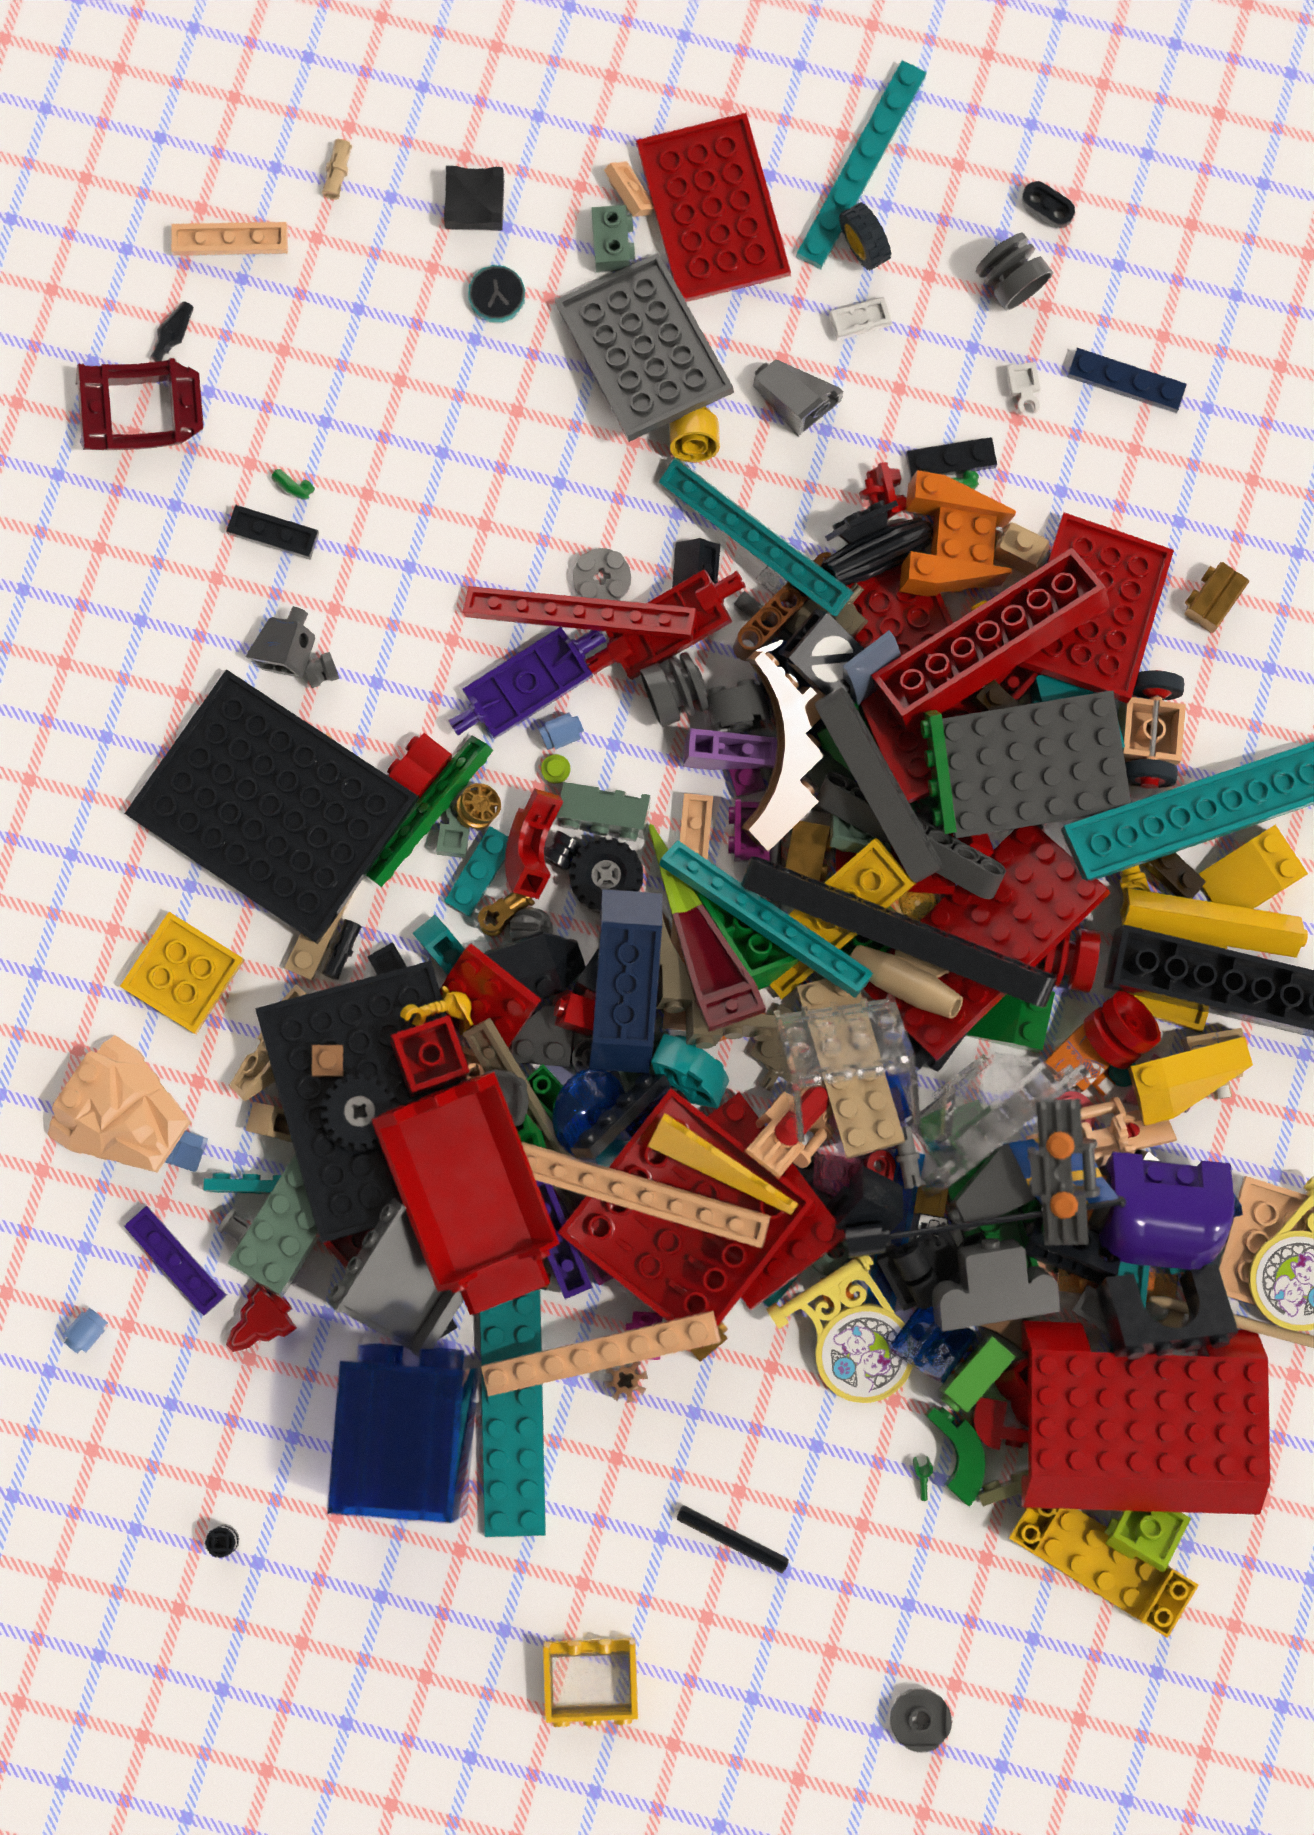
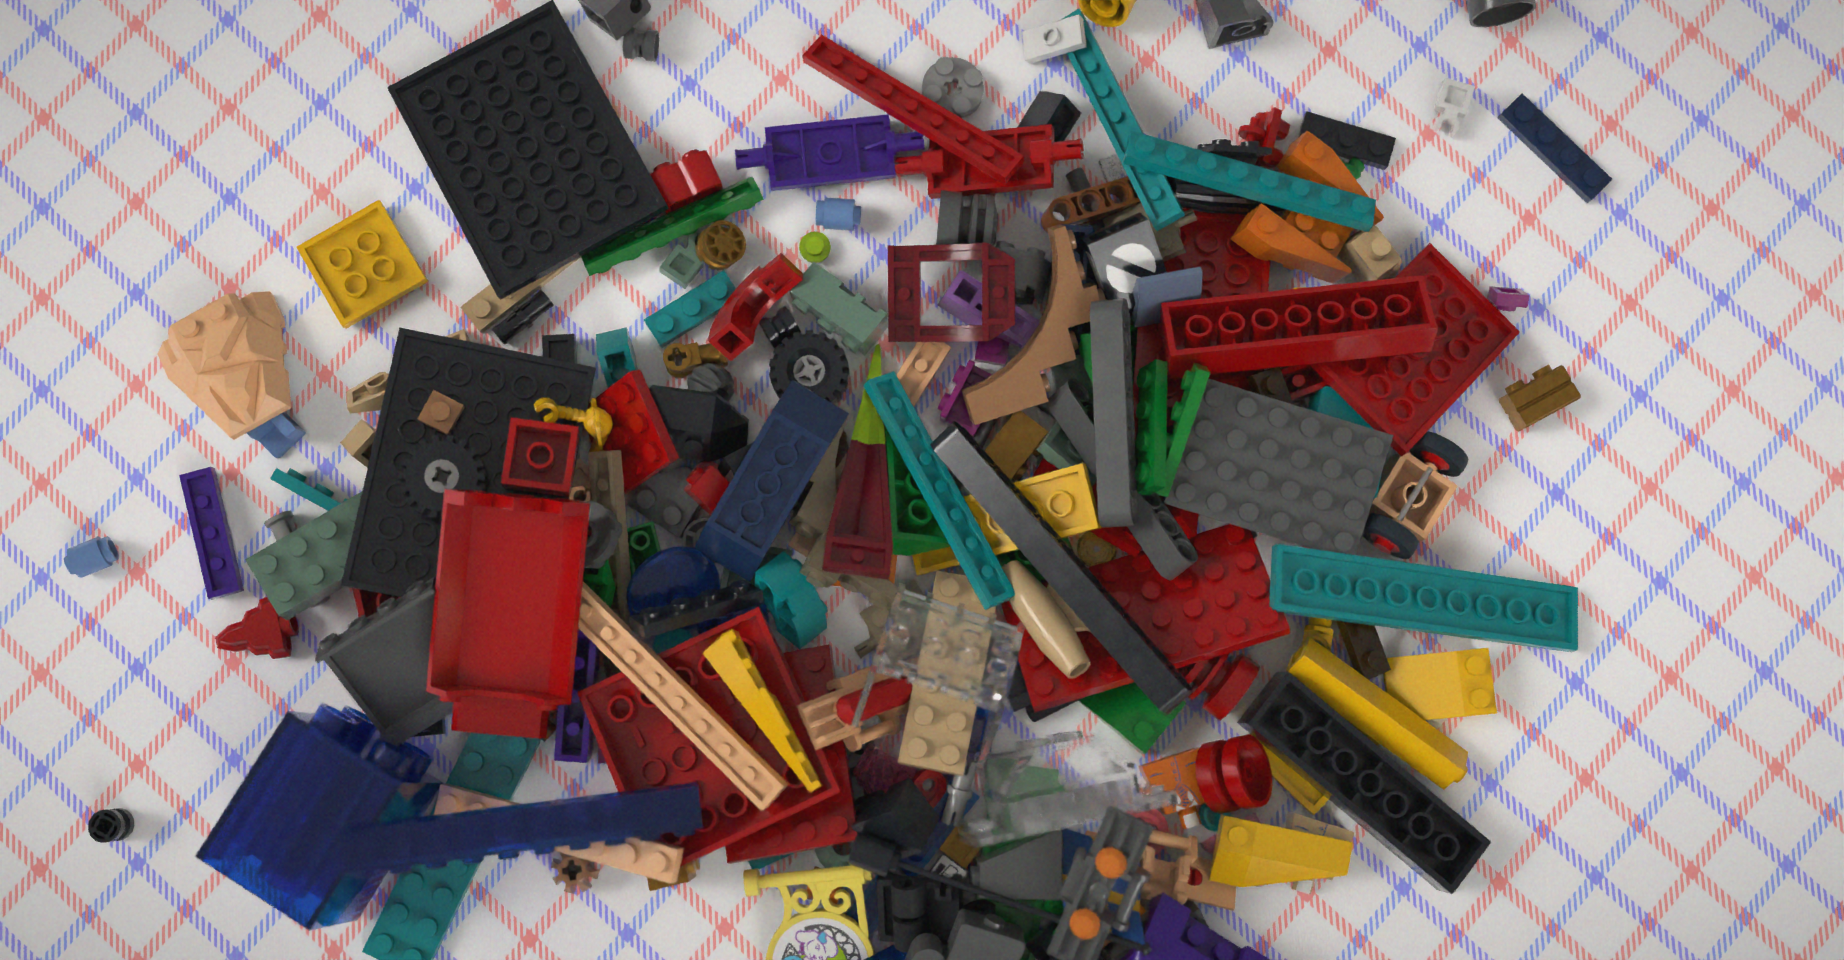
camera: 25 degrees right, 0 degrees up
(578, 1357) = (519, 828): none -> clear blue brick
(655, 771) = (905, 292): none -> dark red wedge
(666, 494) = (1054, 39): none -> white plate
(891, 537) = (1249, 181): none -> teal plate
(915, 781) = (1151, 427): none -> green plate
(1150, 526) = (1508, 298): none -> magenta plate

